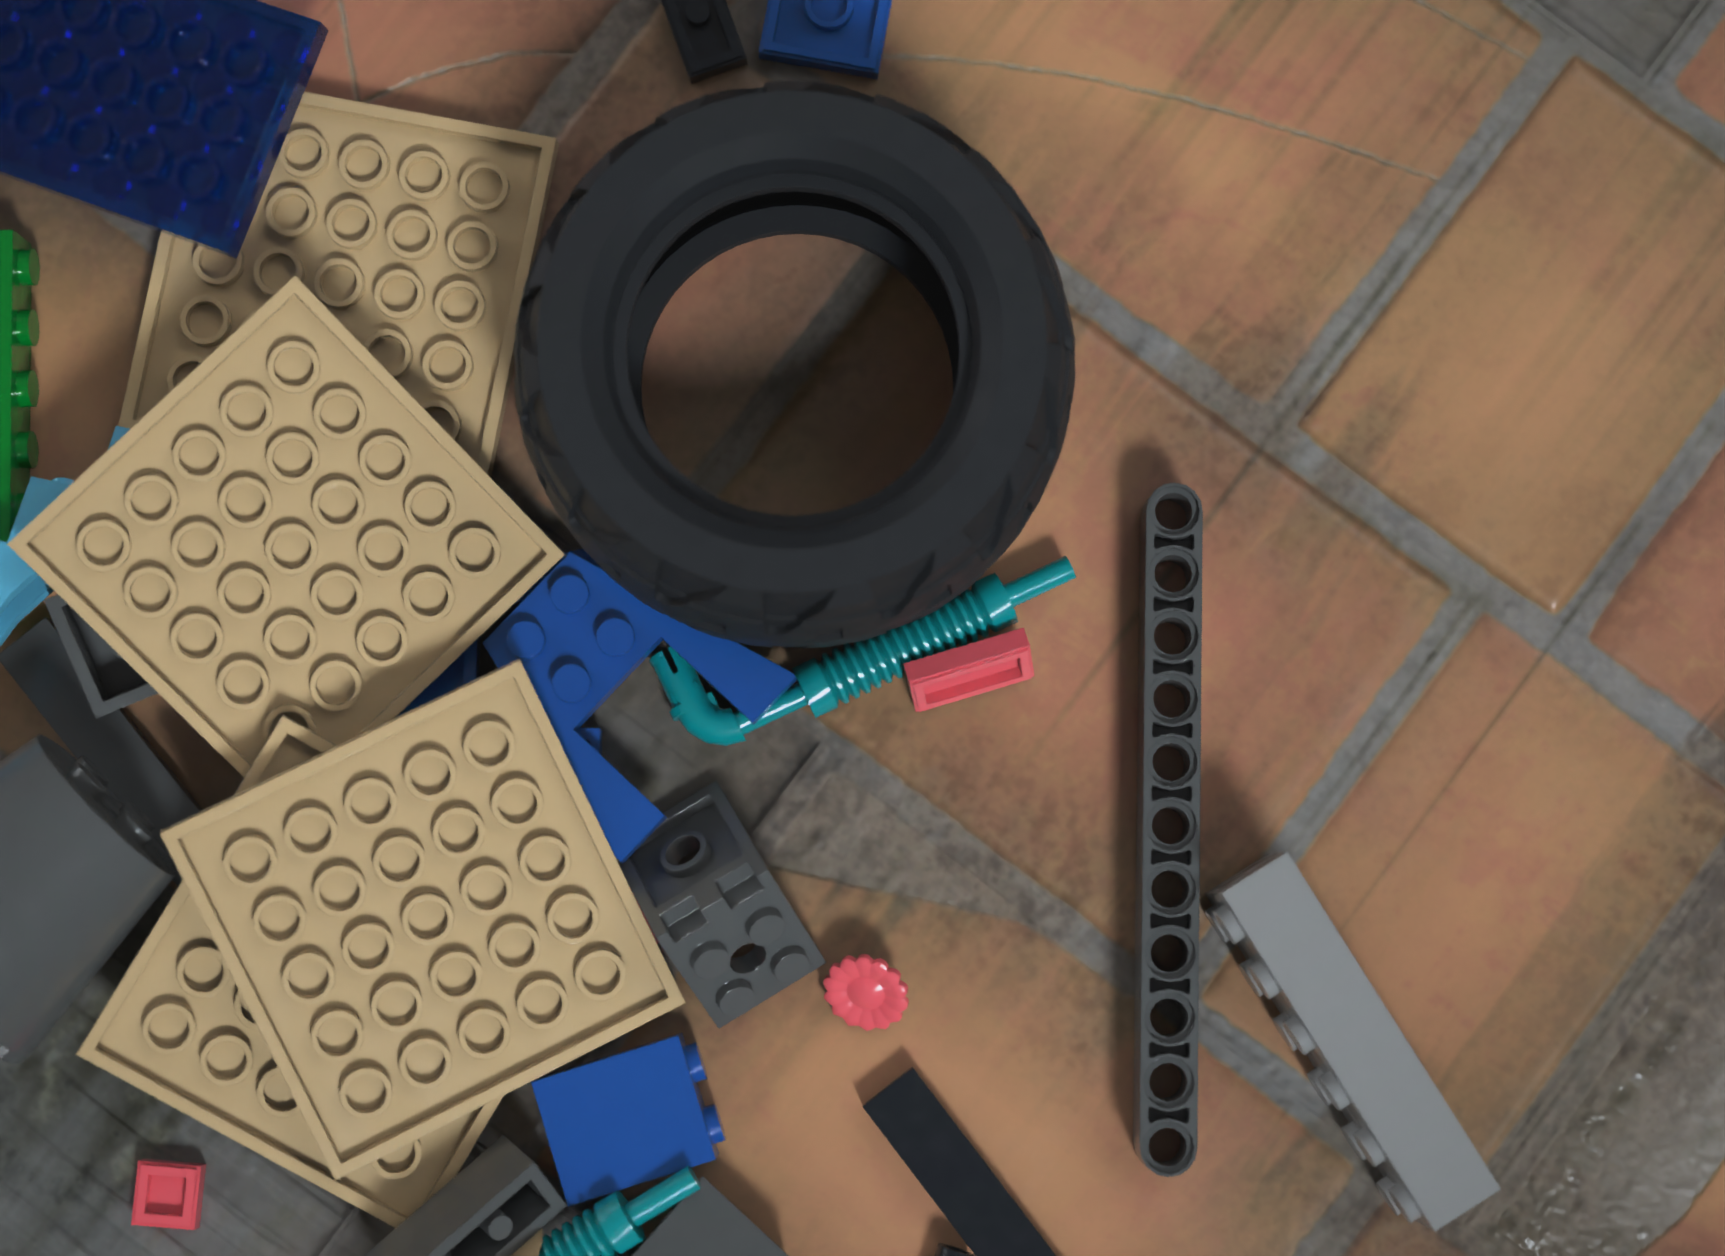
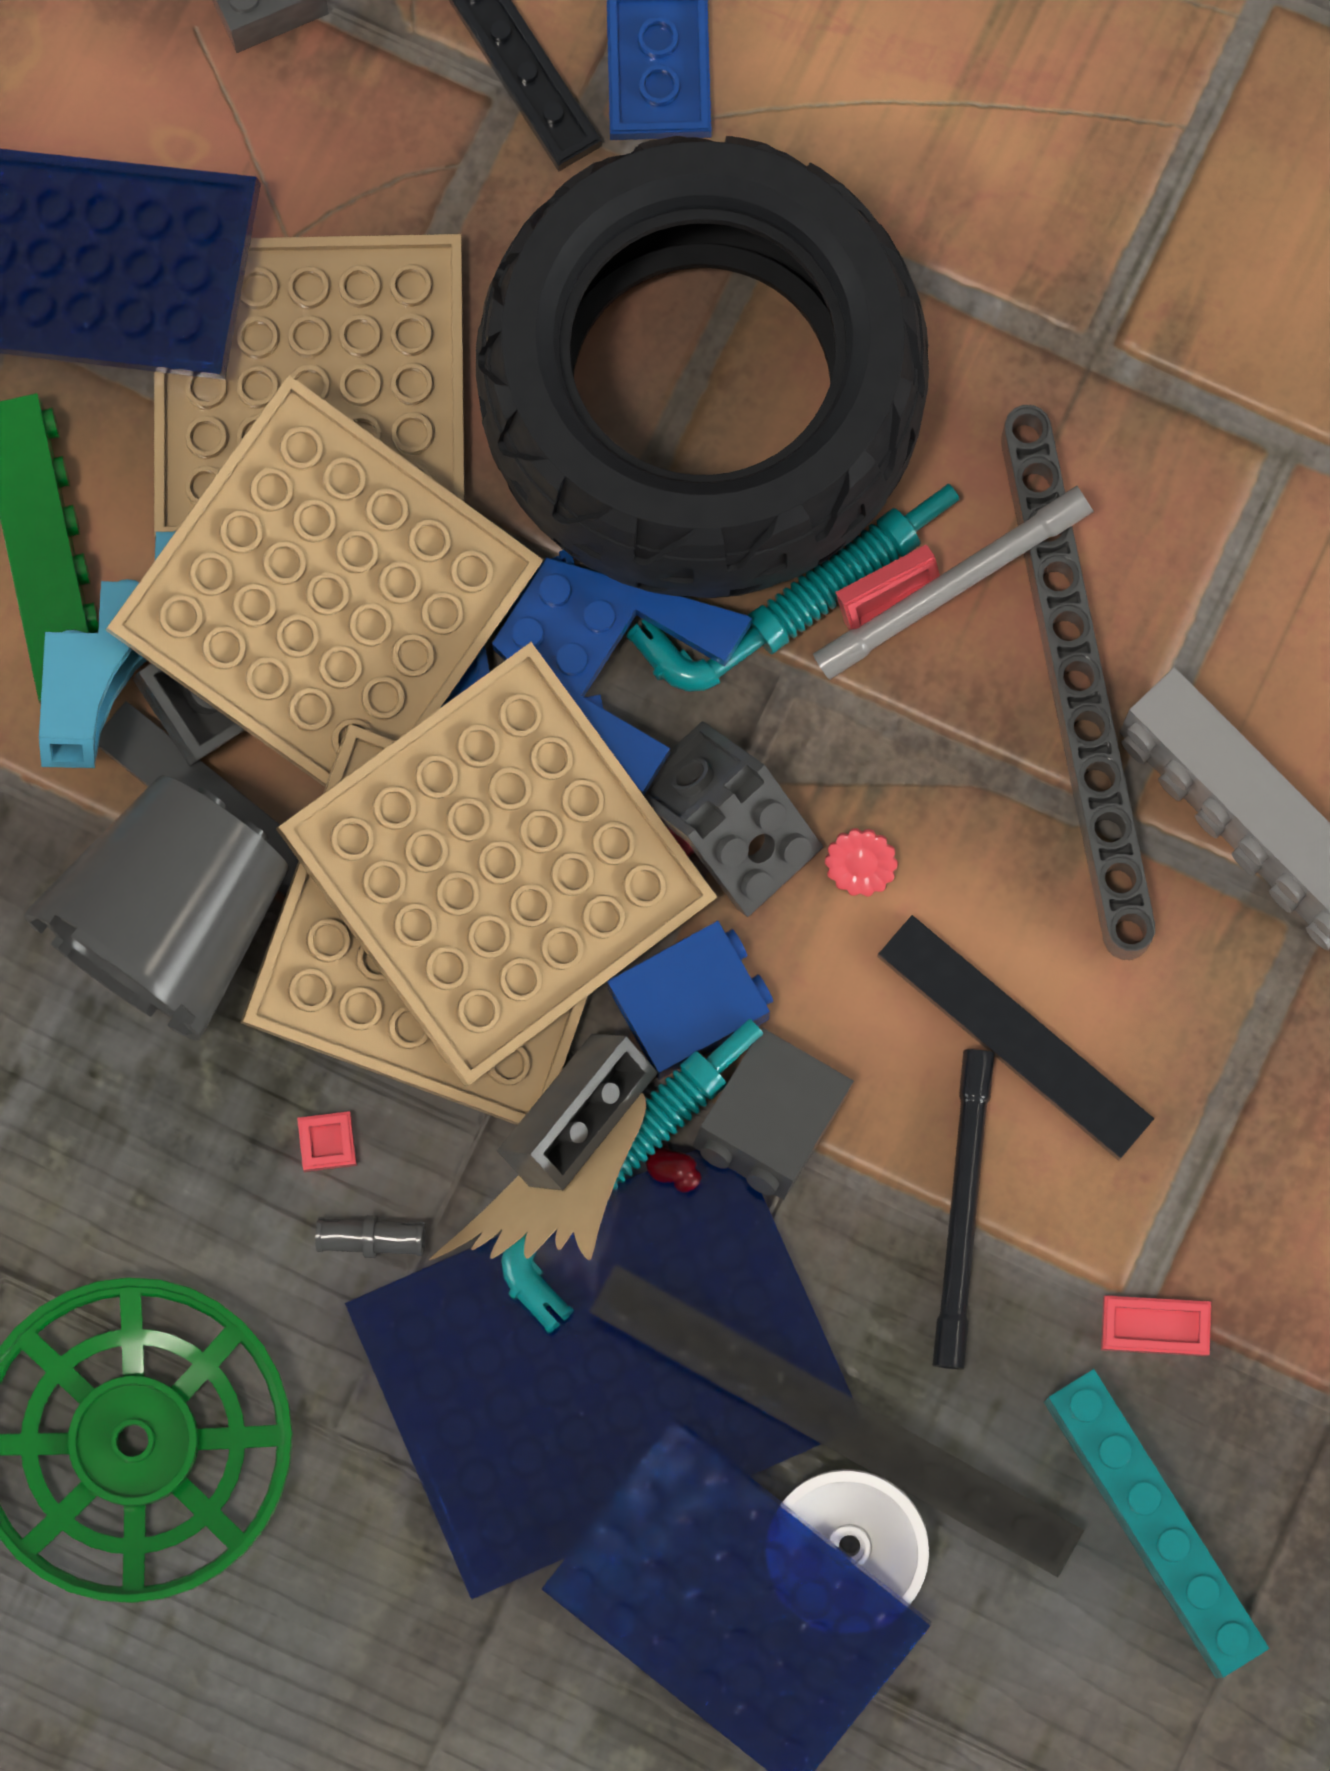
camera: 10 degrees left, 5 degrees down
(1171, 636) = (1046, 523): none -> light grey piece

